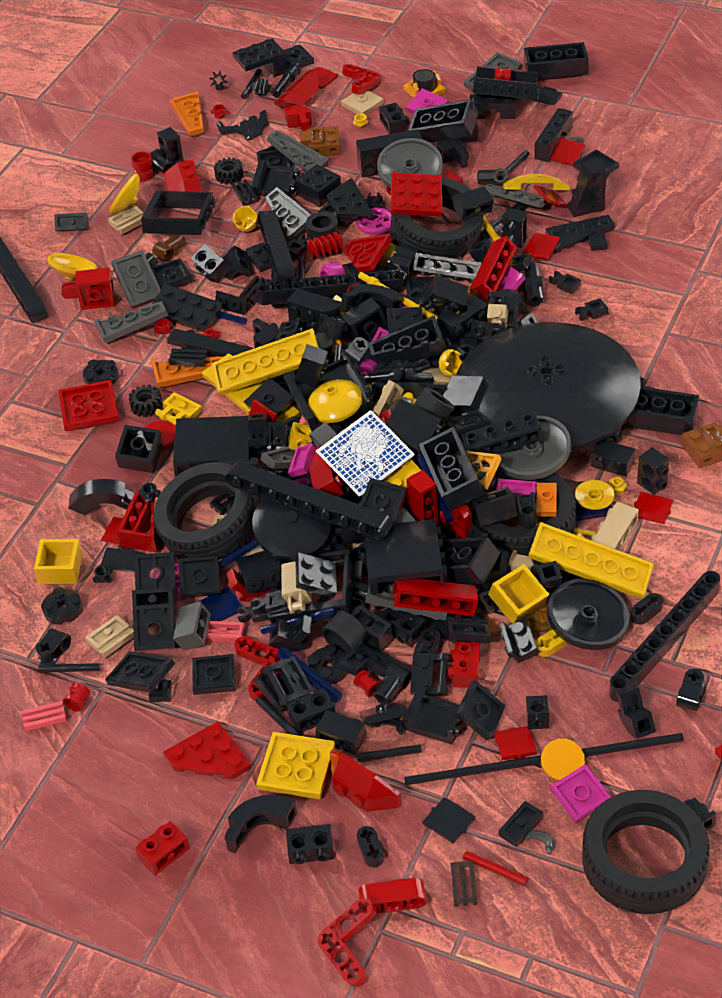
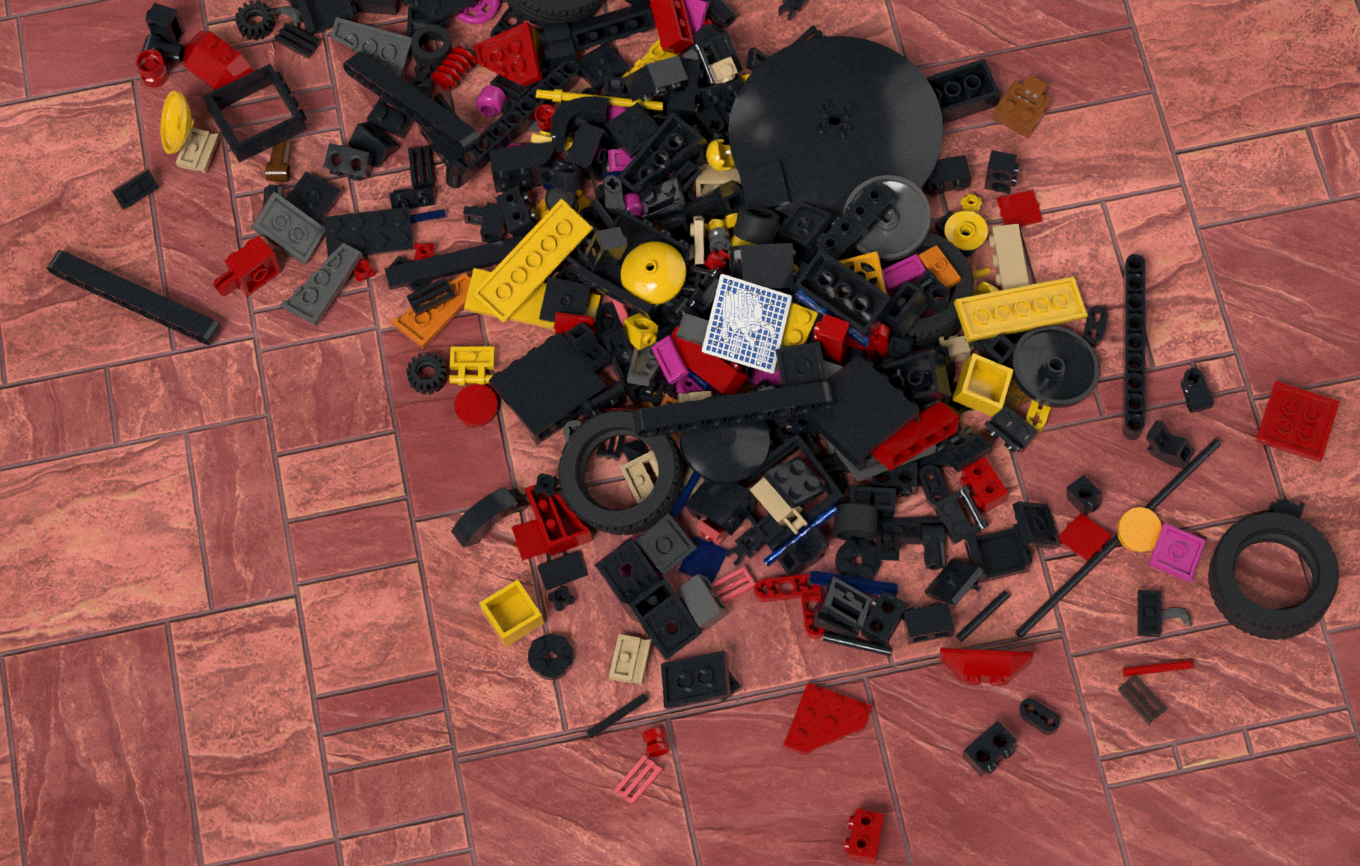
camera: 35 degrees left, 20 degrees up
(52, 646) = (584, 703): black piece -> none
(68, 264) = (195, 248): yellow dish -> none
(88, 405) = (370, 414): red plate -> none
(106, 367) = (346, 355): black plate -> none
(139, 449) = (479, 437): black brick -> none
(213, 674) = (761, 637): black plate -> none
(245, 219) = (336, 79): yellow hair -> none
(255, 812) = (926, 740): black arch -> none
(295, 765) = (914, 681): yellow plate -> none
(340, 937) = (1084, 817): red beam -> none
(366, 682) = (910, 559): red bush -> none
(394, 895) = (1096, 751): red beam -> none
(410, 375) = (700, 191): black arm -> none
(448, 820) = (1083, 647): black piece -> none

